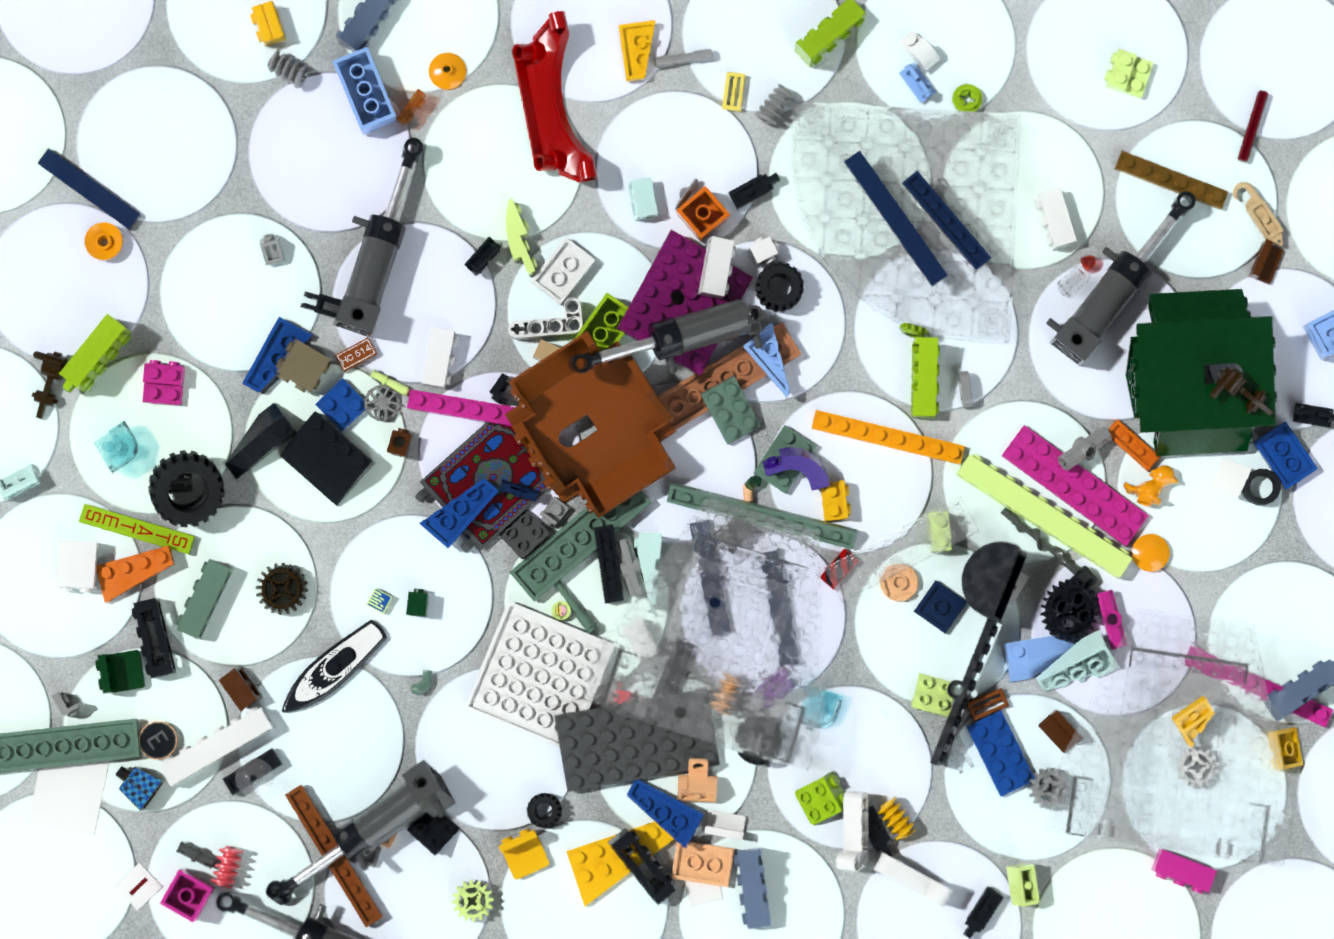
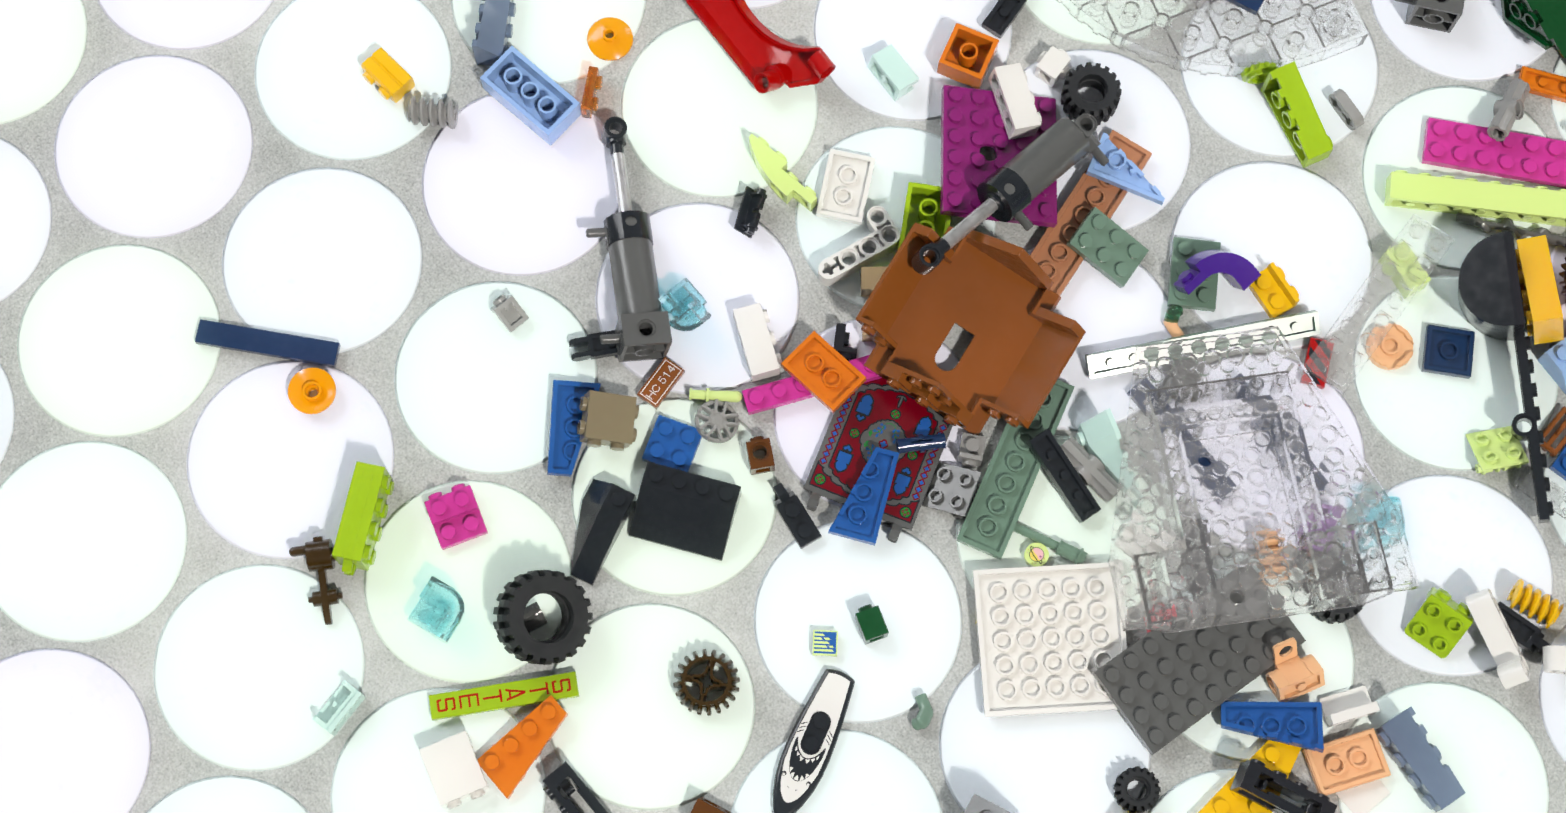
camera: 25 degrees left, 10 degrees down
(204, 599) = (622, 737): sand green brick -> none
(399, 307) = (685, 305): none -> clear light blue brick
(404, 500) = (795, 517): none -> black hinge
(473, 405) = (823, 371): none -> orange plate
(686, 193) = (936, 46): light grey piece -> none
(888, 437) = (1291, 199): light orange plate -> none
(1025, 596) = (1539, 290): none -> yellow brick

